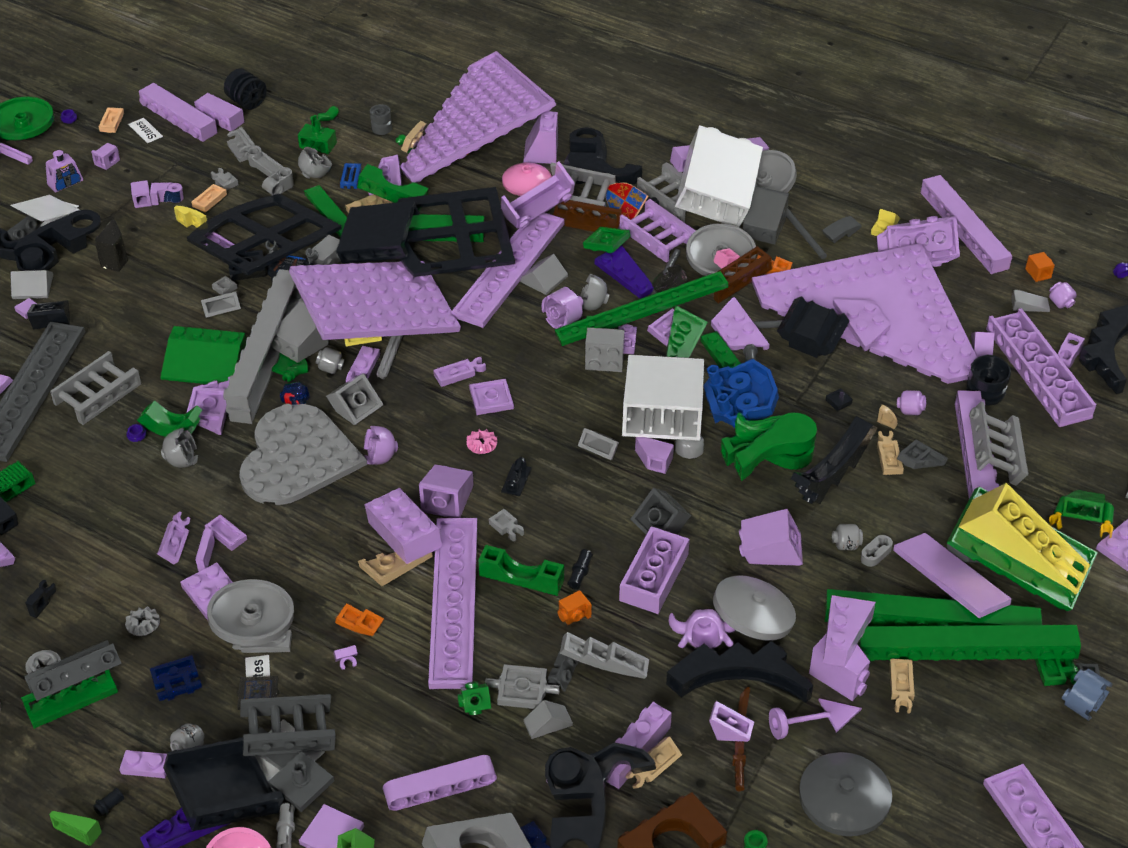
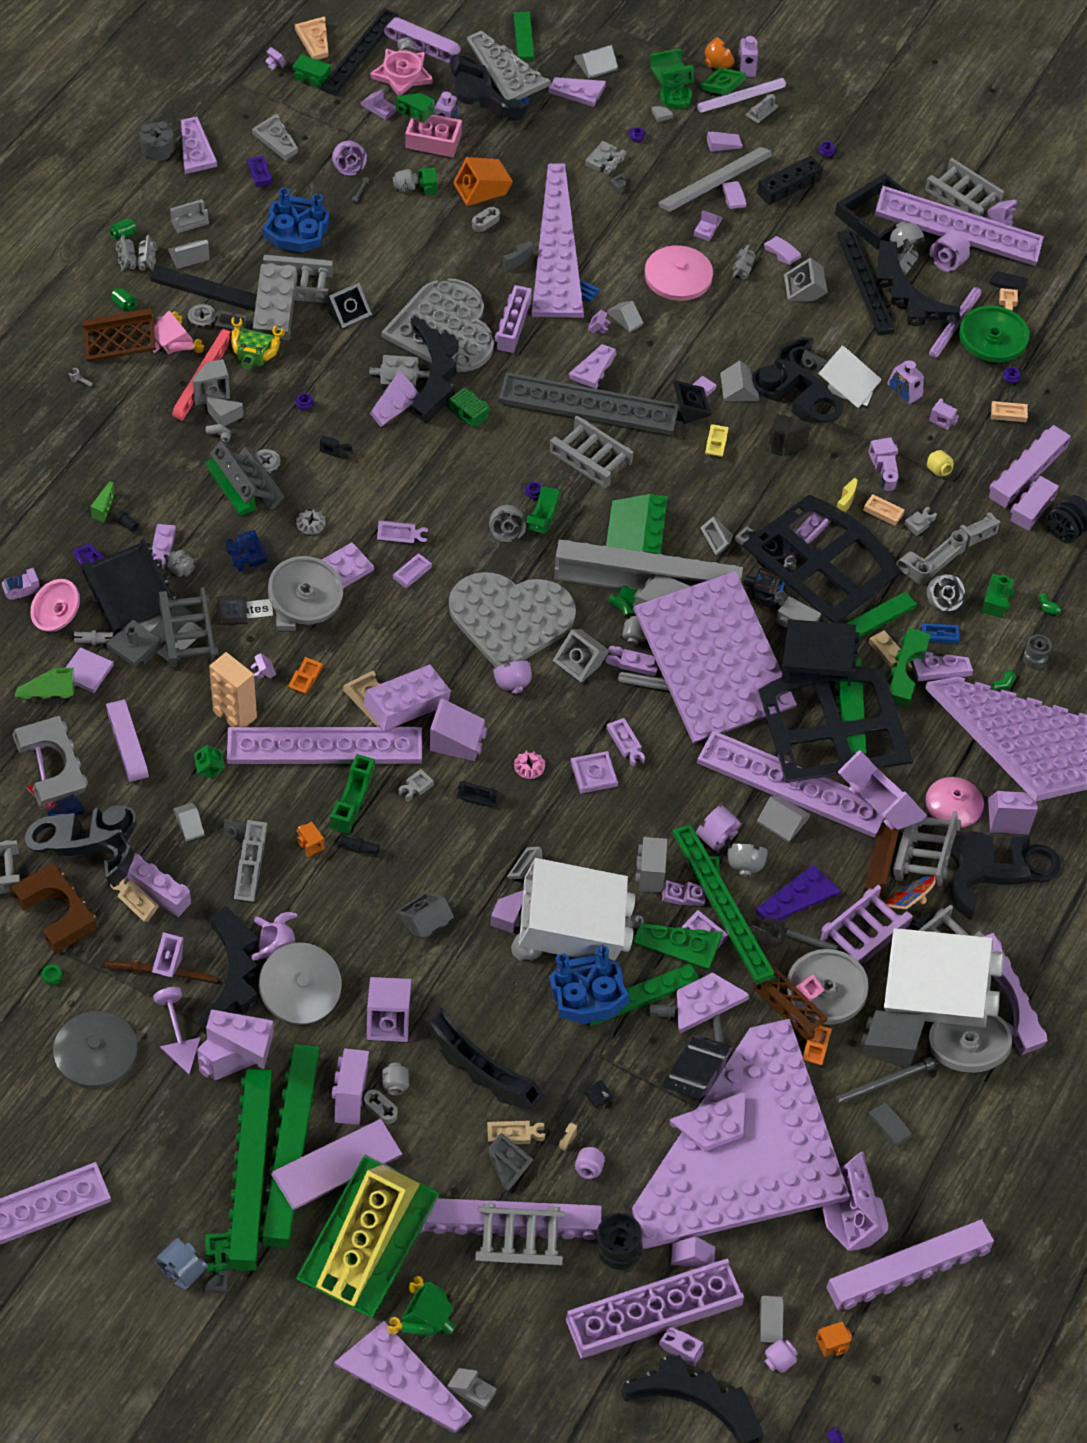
camera: 85 degrees right, 10 degrees up
(99, 302) = (716, 440): none -> light yellow slope
(145, 130) = (1001, 445): white sticker -> none
(163, 161) = (940, 463): none -> light yellow head
(205, 549) = (386, 555): lavender tile -> none
(212, 403) = (562, 531): lavender wing -> none
(294, 393) = (586, 605): clear blue head -> none
(399, 659) = (233, 691): none -> light nougat brick
(414, 136) = (1006, 683): tan plate -> none
(522, 686) = (224, 799): light grey plate -> none
(606, 239) = (842, 874): green plate -> none
(654, 570) = (350, 902): lavender brick -> none
(779, 439) = (522, 1020): green animal -> none
(862, 566) = (350, 1086): none -> lavender wedge
(884, 219) = (909, 1177): light yellow slope -> none
(902, 683) = (211, 1108): tan plate -> none

